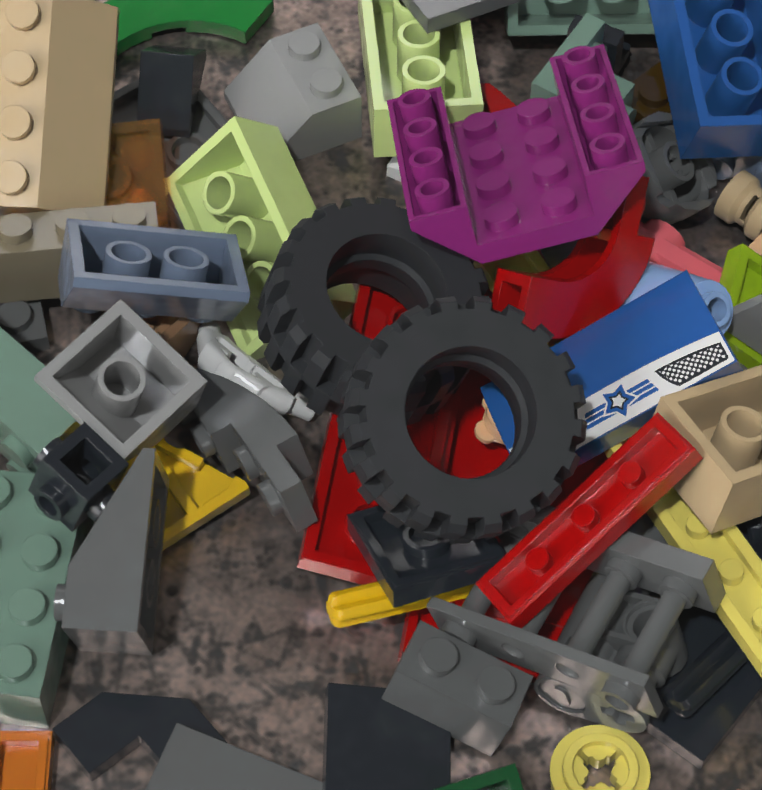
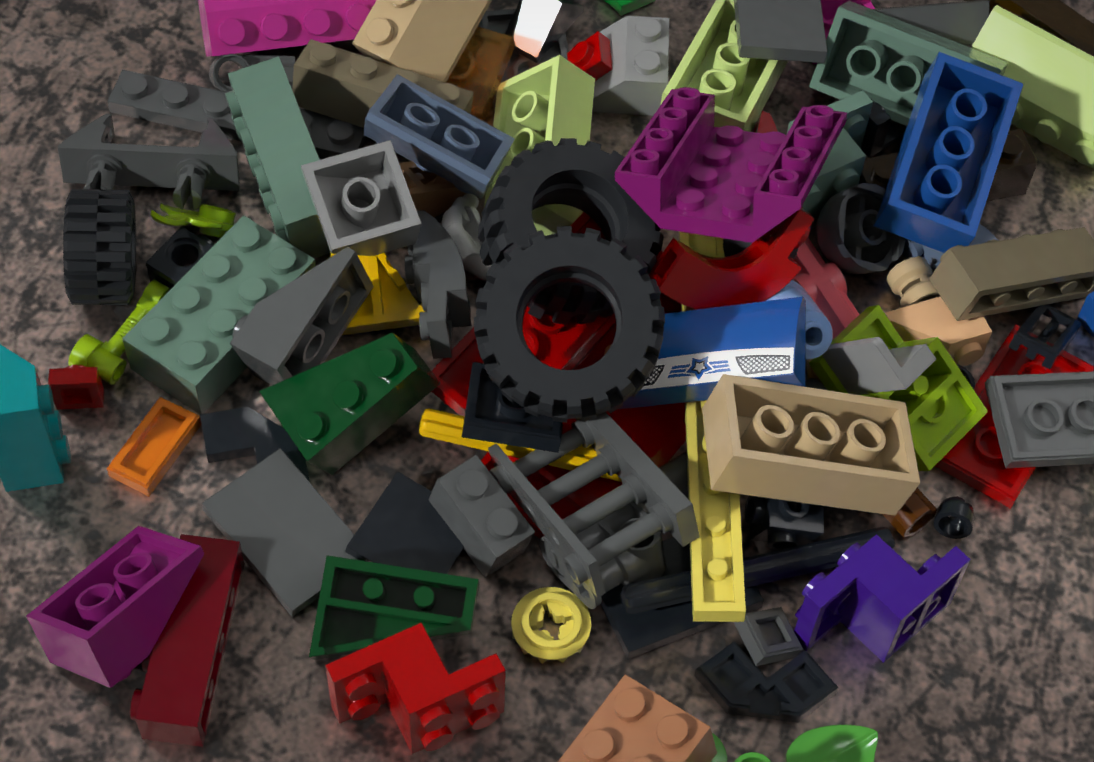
camera: 25 degrees right, 0 degrees up
(76, 477) = (295, 247): black brick -> none
(228, 627) = (350, 399): none -> dark green wedge
(252, 100) = (592, 55): none -> red plate
(588, 521) = (626, 438): red tile -> none

